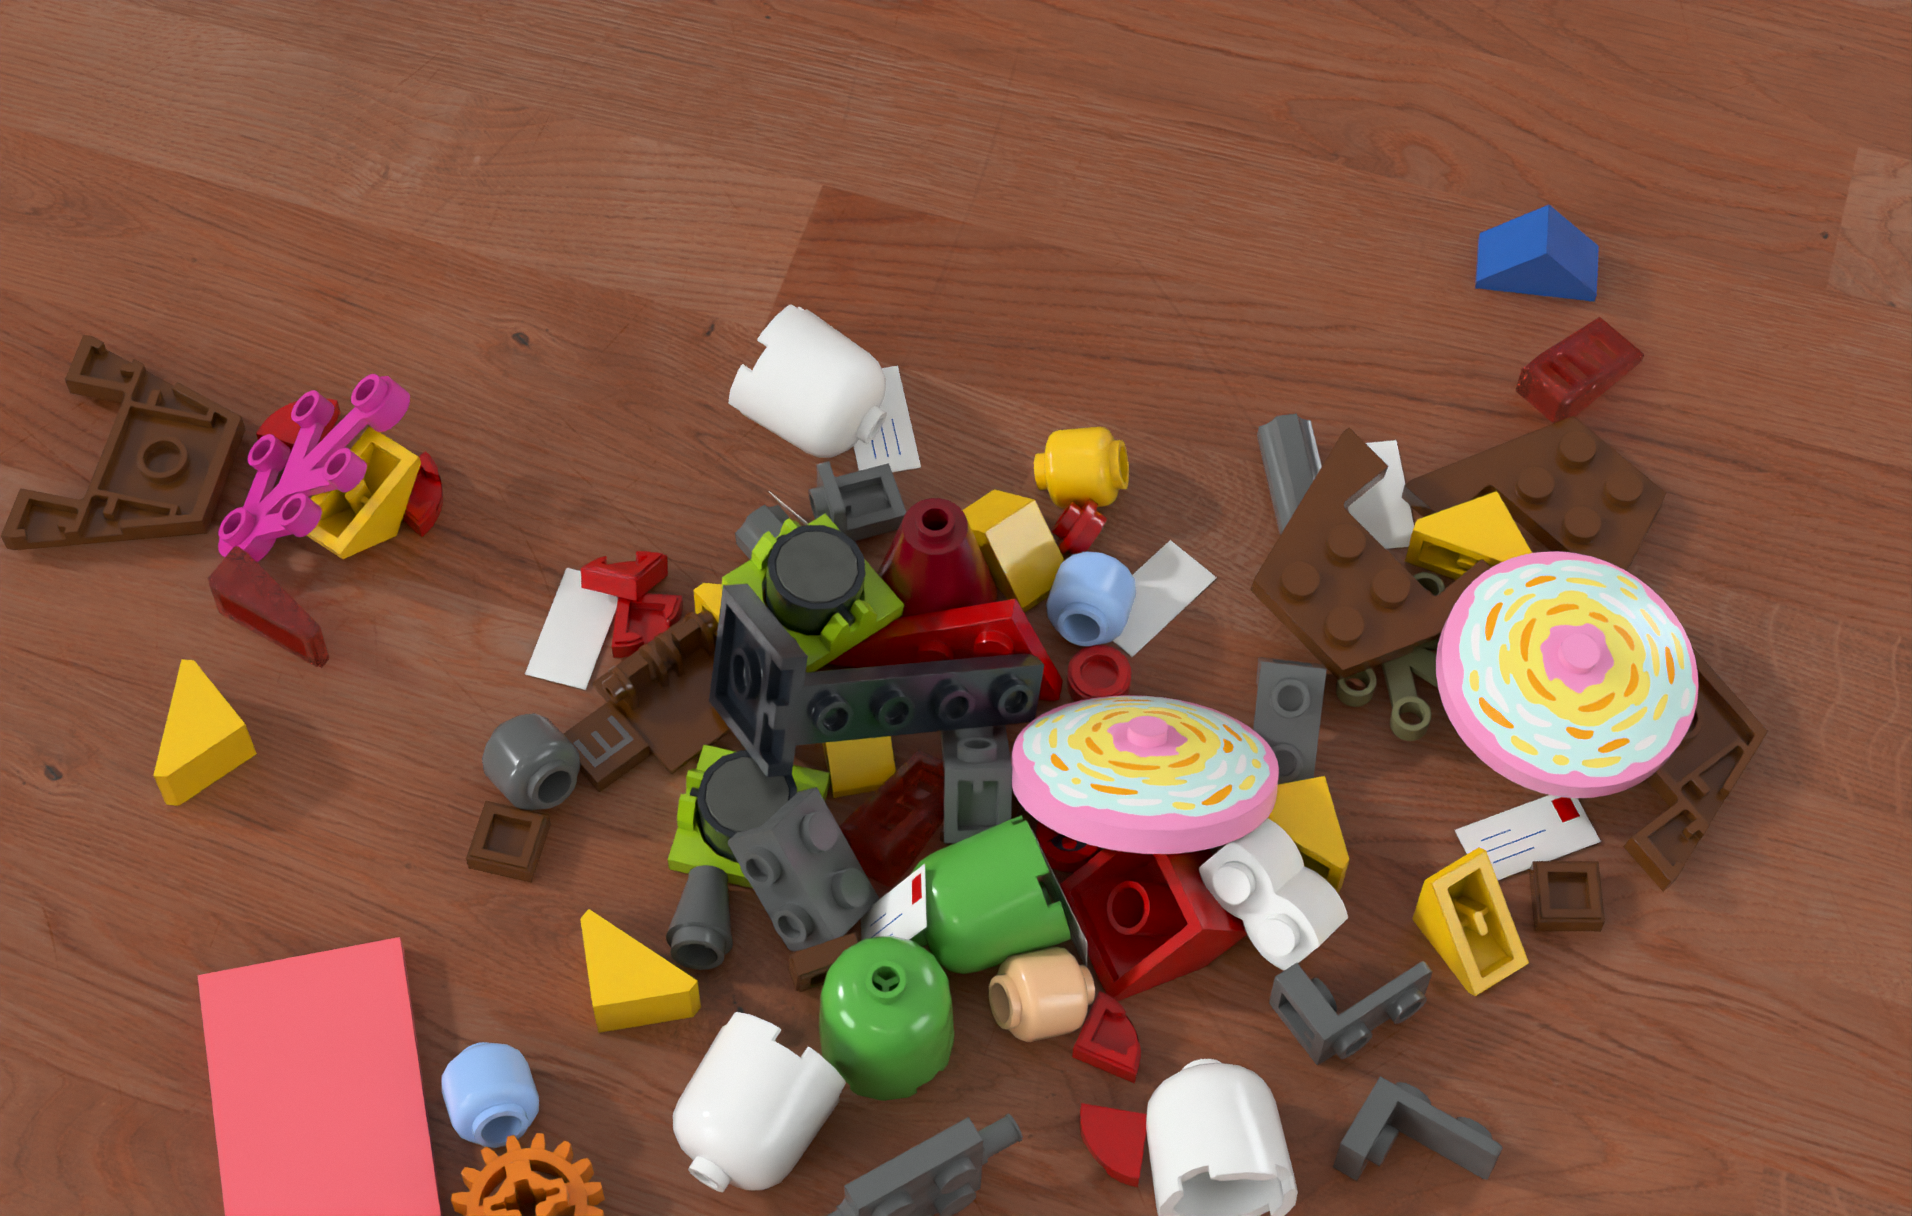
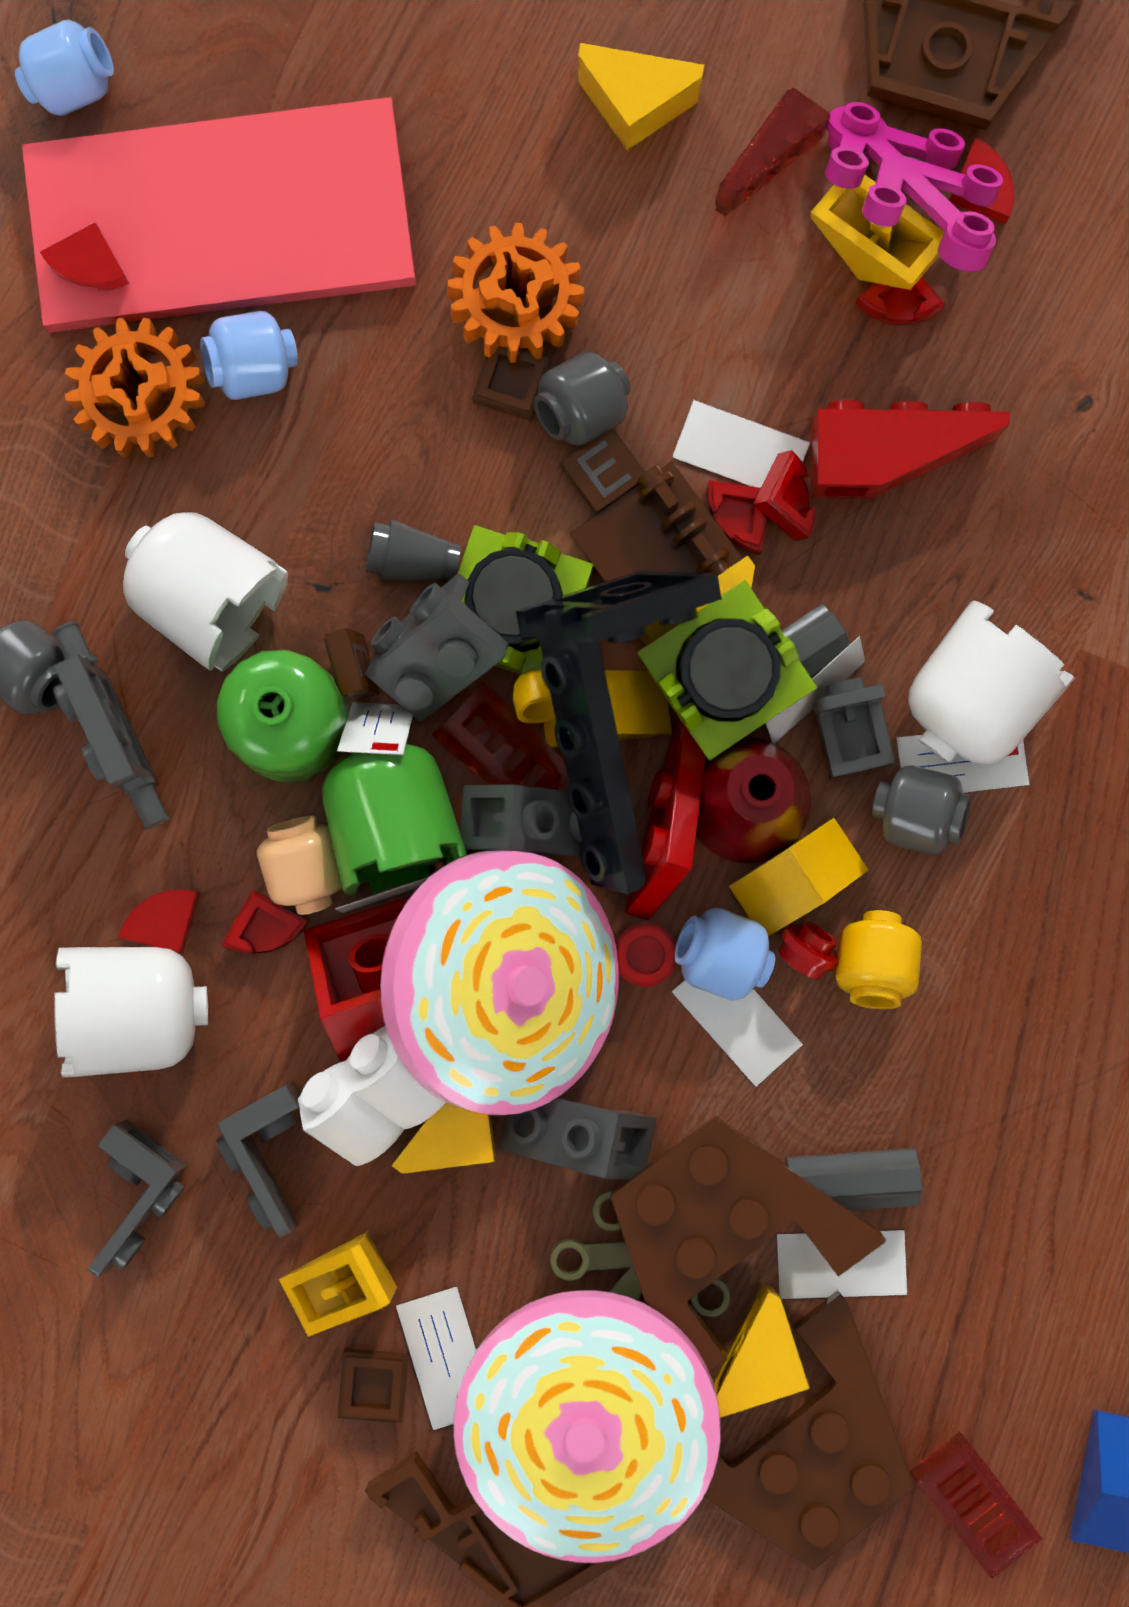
camera: 95 degrees right, 25 degrees up
(418, 833) = (496, 311): none -> orange gear
(577, 487) = (874, 451): none -> red slope
(631, 981) = (351, 481): yellow slope -> none
(846, 777) = (532, 698): none -> yellow hinge
(933, 439) = (922, 810): none -> dark grey head

